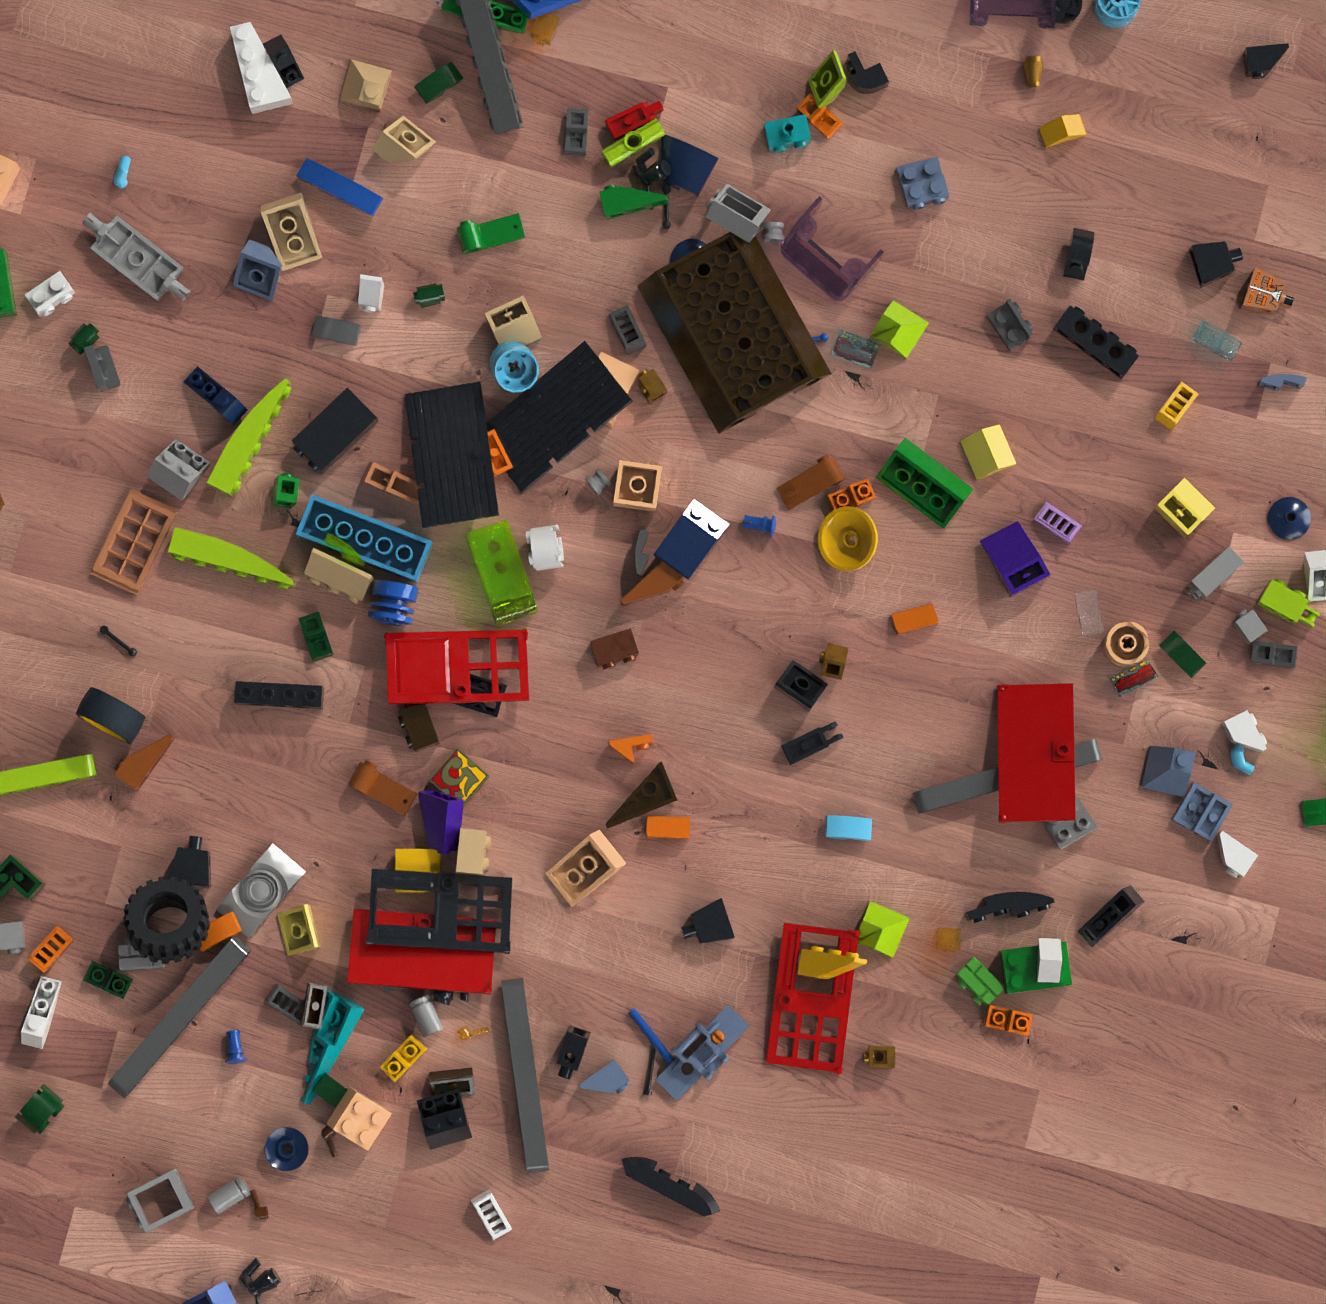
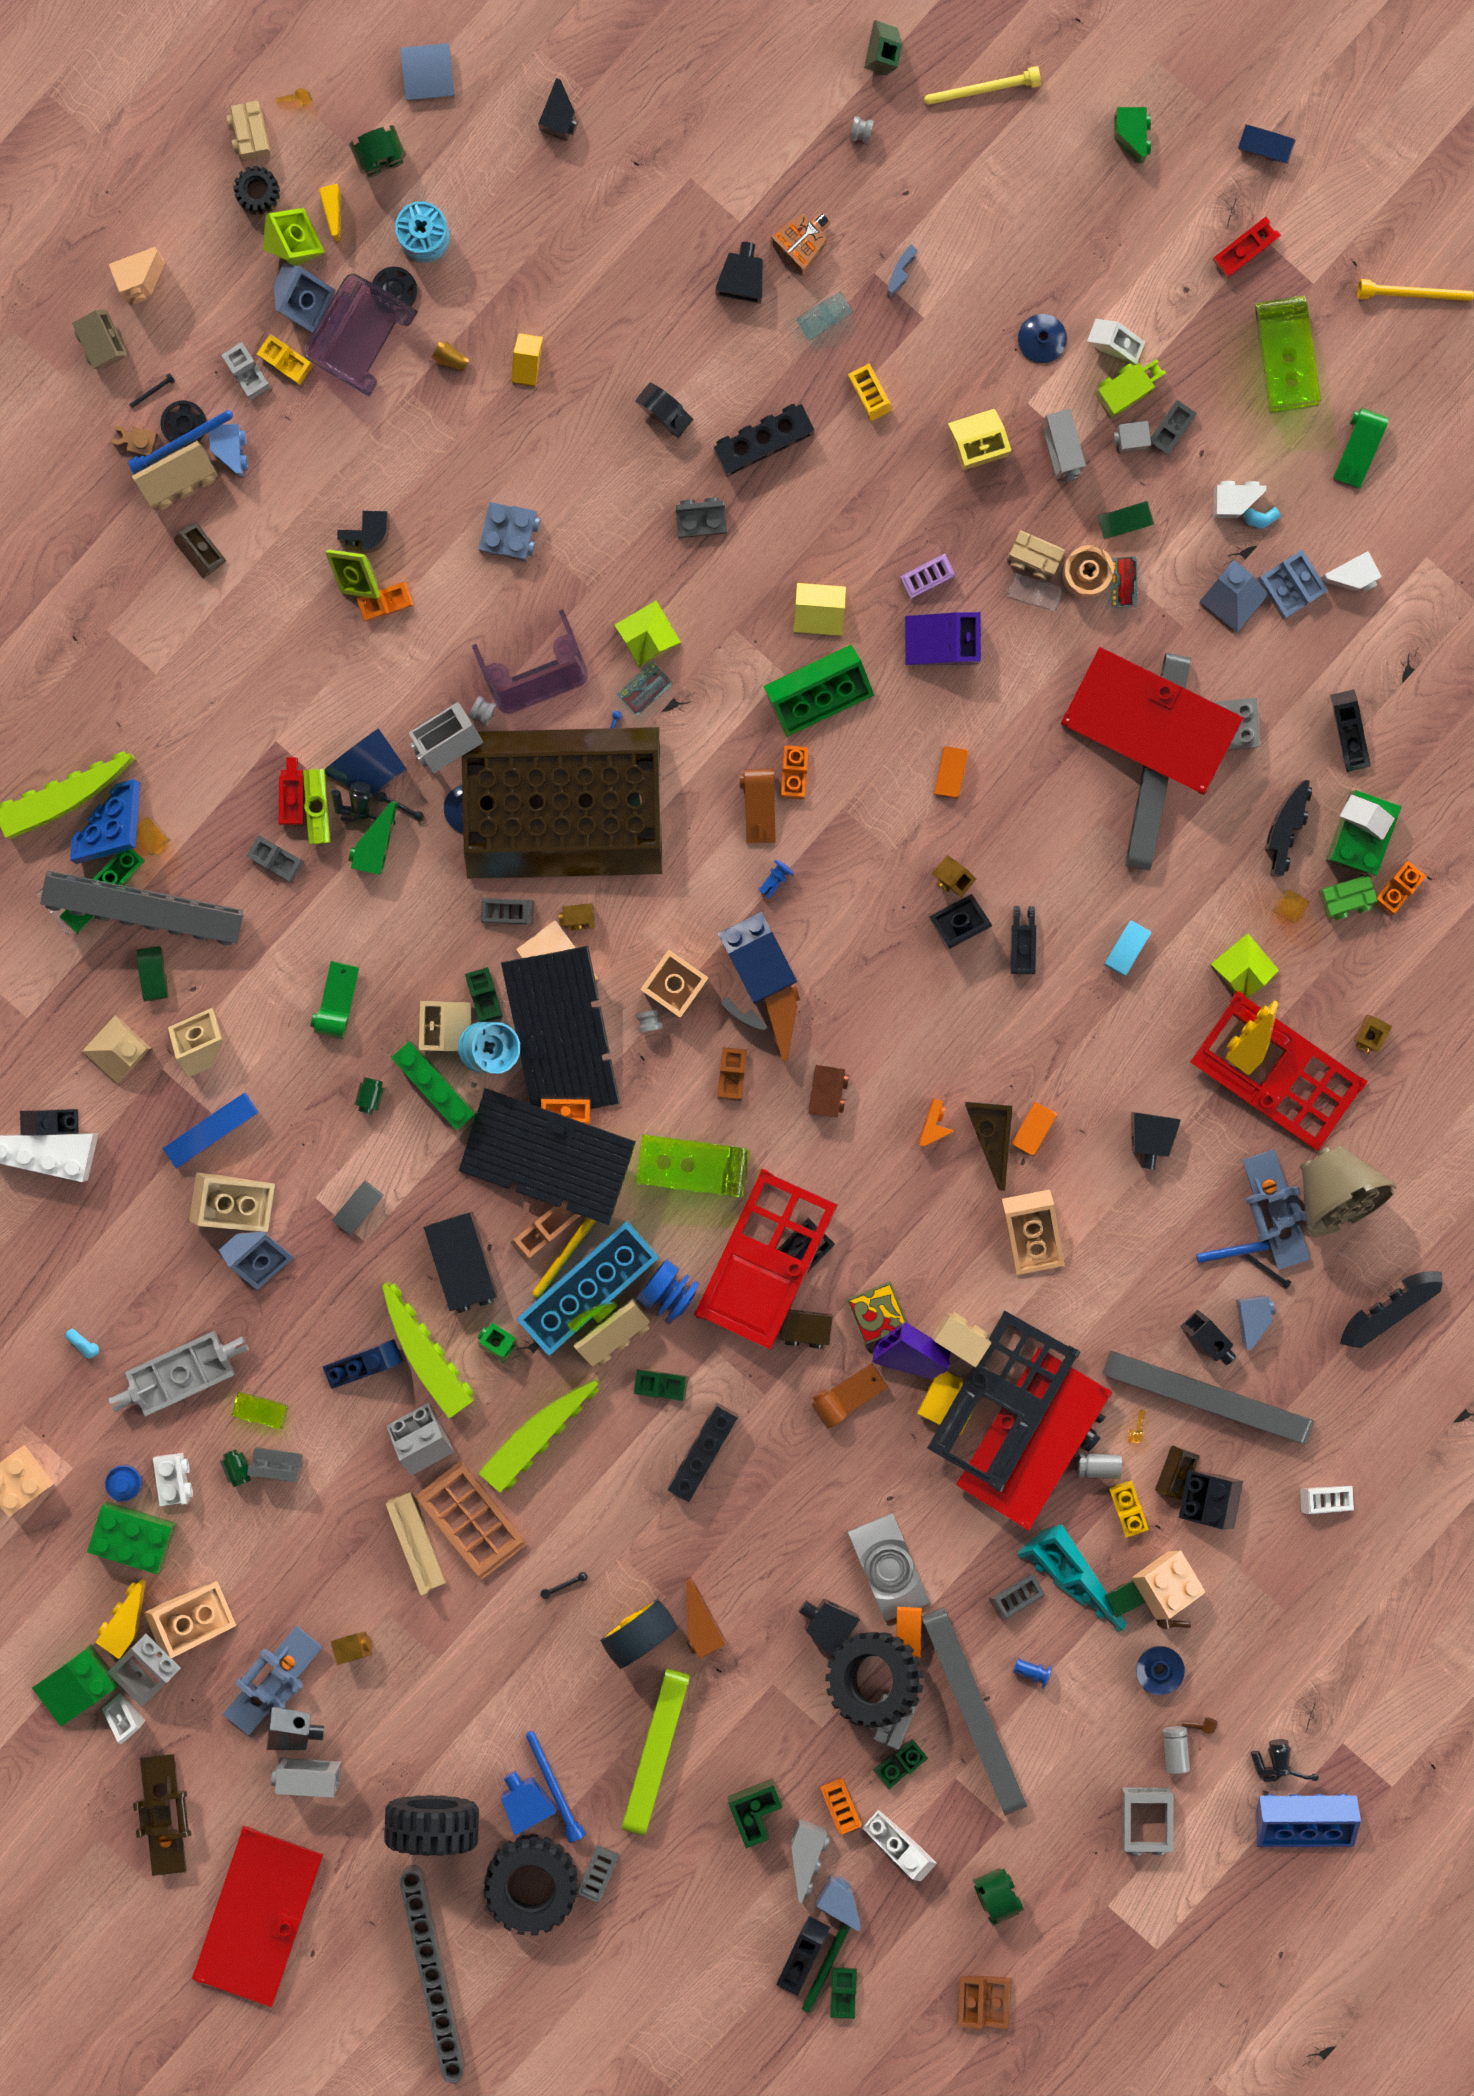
camera: 60 degrees left, 5 degrees up
(28, 257) = (123, 1483): none -> blue plate
(94, 507) = (415, 1542): none -> tan fence
(138, 335) = (260, 1410): none -> clear neon green slope
(298, 930) = (948, 1549): light yellow slope -> none
(314, 1006) = (1033, 1573): dark brown slope -> none
(370, 293) = (338, 1154): white slope -> none
(383, 510) = (563, 1257): none -> yellow piece
(462, 340) = (433, 1085): none -> green brick
(545, 548) = (690, 1109): white brick -> none
(553, 344) = (484, 995): none -> dark green slope
(589, 568) = (732, 1074): none -> dark orange slope
(742, 1094) = (1340, 1190): none -> dark tan cone
(787, 133) = (387, 643): teal brick -> none
(836, 538) = (837, 811): yellow dish -> none
(1118, 597) = (1035, 555): none -> tan brick

